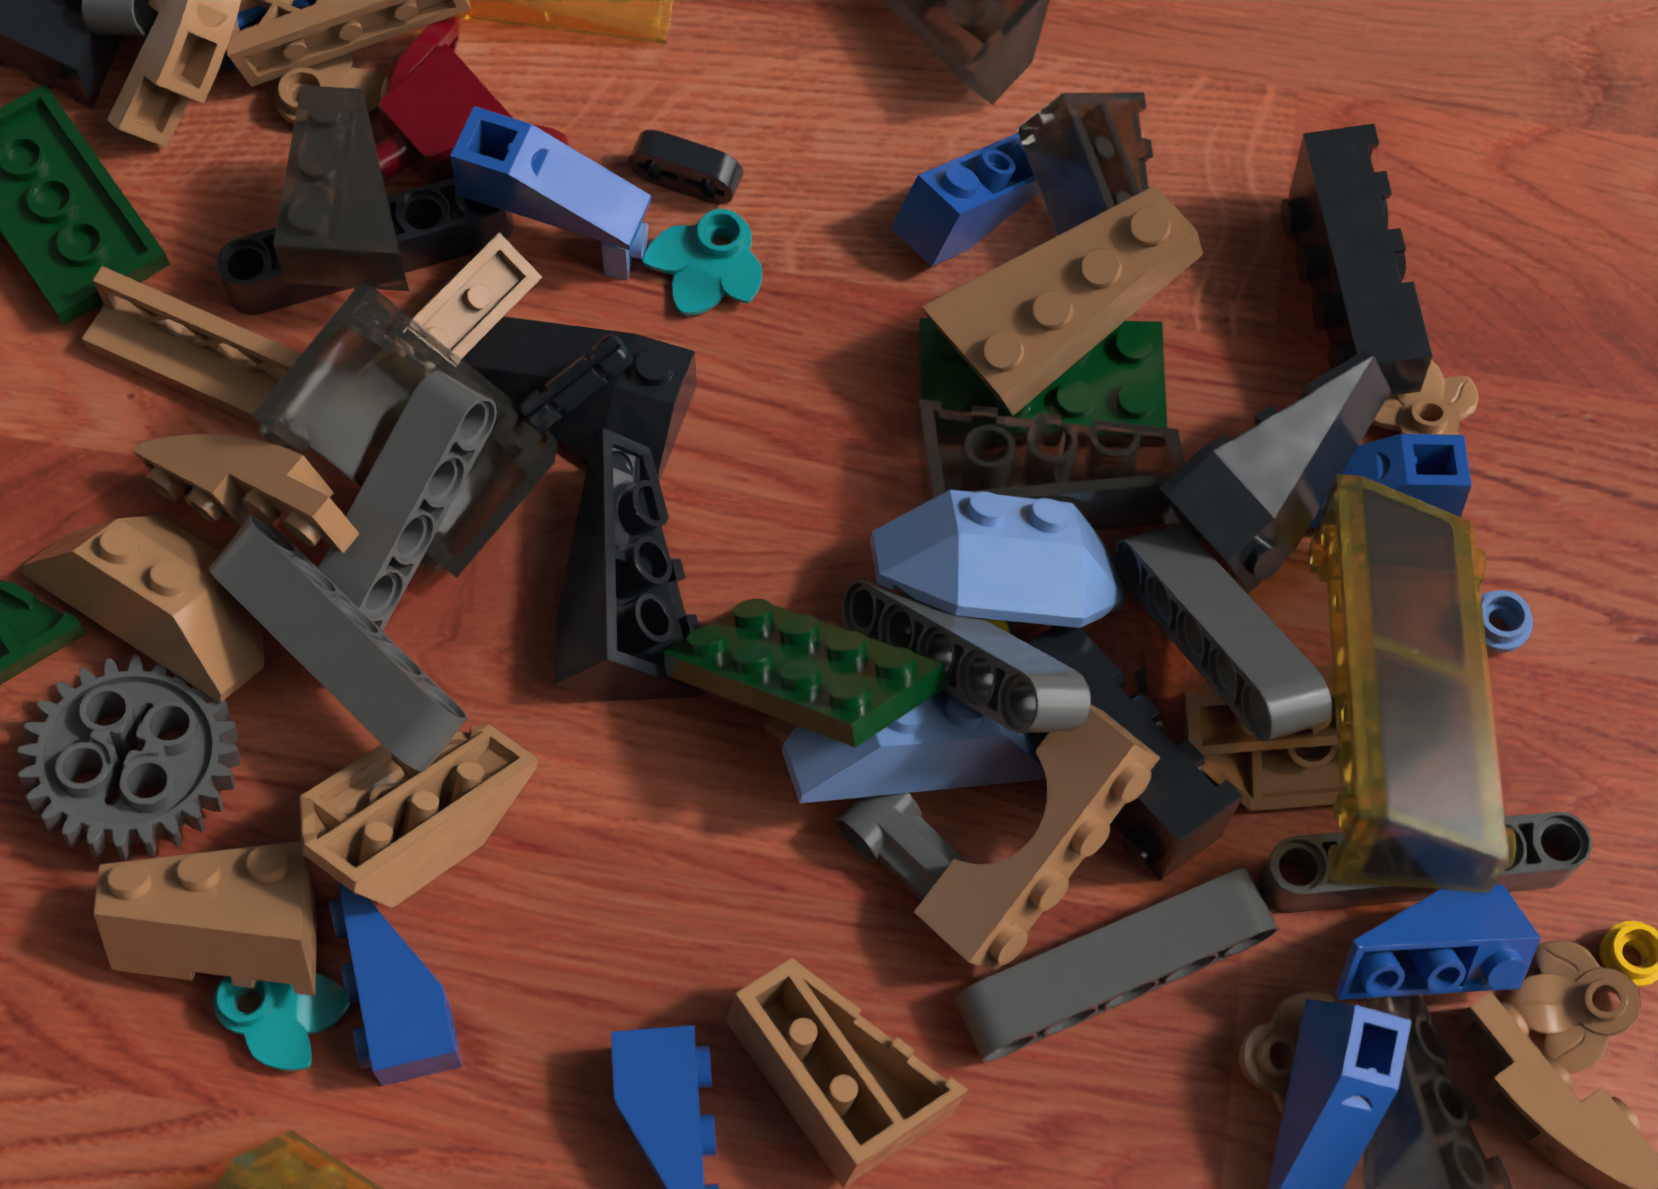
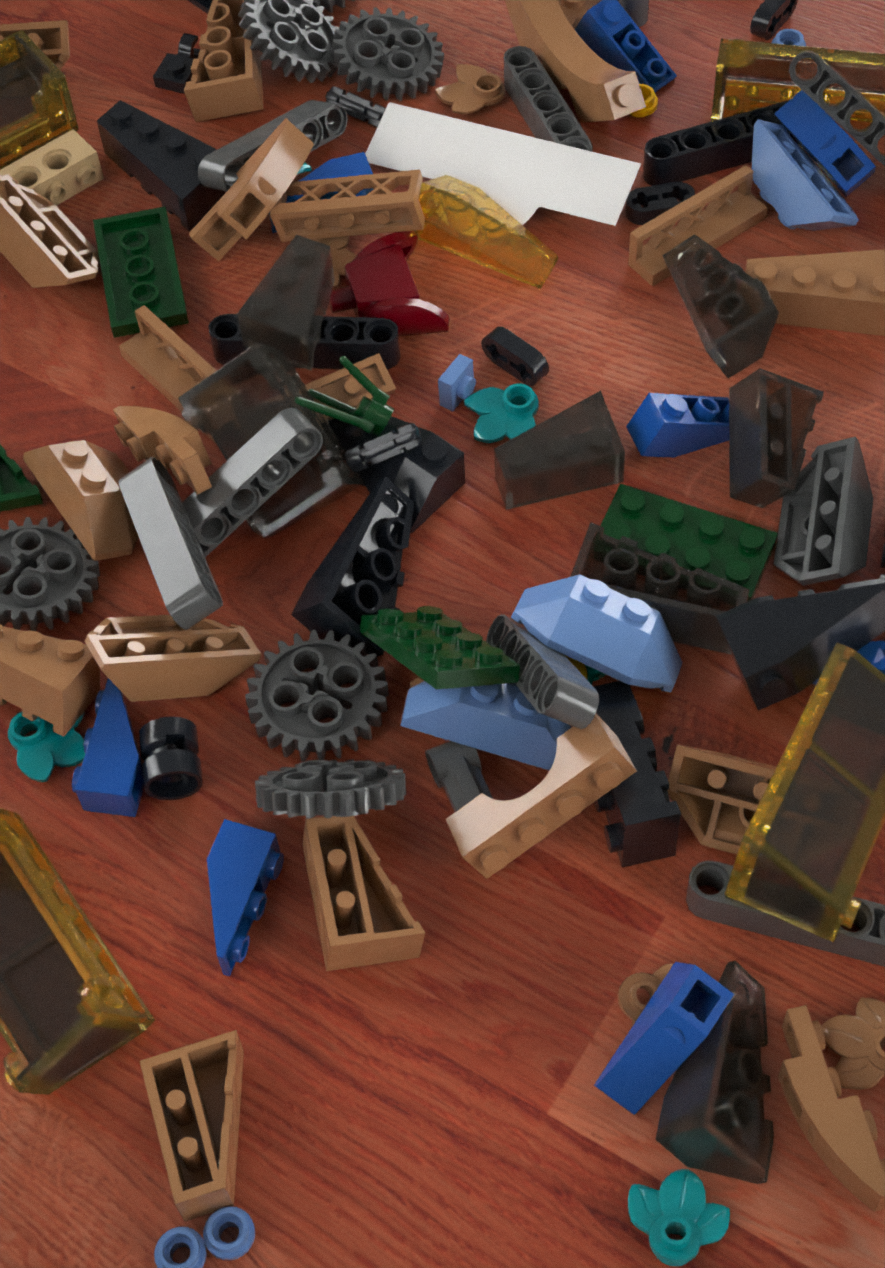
camera: 30 degrees right, 10 degrees down
(486, 972) = (170, 758): none -> black wheel
(534, 334) = (369, 414): none -> dark green plant
(543, 179) = (414, 327): blue slope -> none
(640, 846) = (317, 695): none -> dark grey gear
(701, 949) = (330, 788): none -> dark grey gear
(825, 303) = (561, 456): none -> clear smoke wedge
(1065, 296) = (708, 486): medium nougat wedge -> none
(1114, 964) = (565, 902): dark grey beam -> none
(1223, 633) = (720, 717): dark grey beam -> none
(1230, 308) = (826, 516): none -> dark grey wedge
(1443, 946) = (780, 962): blue slope -> none

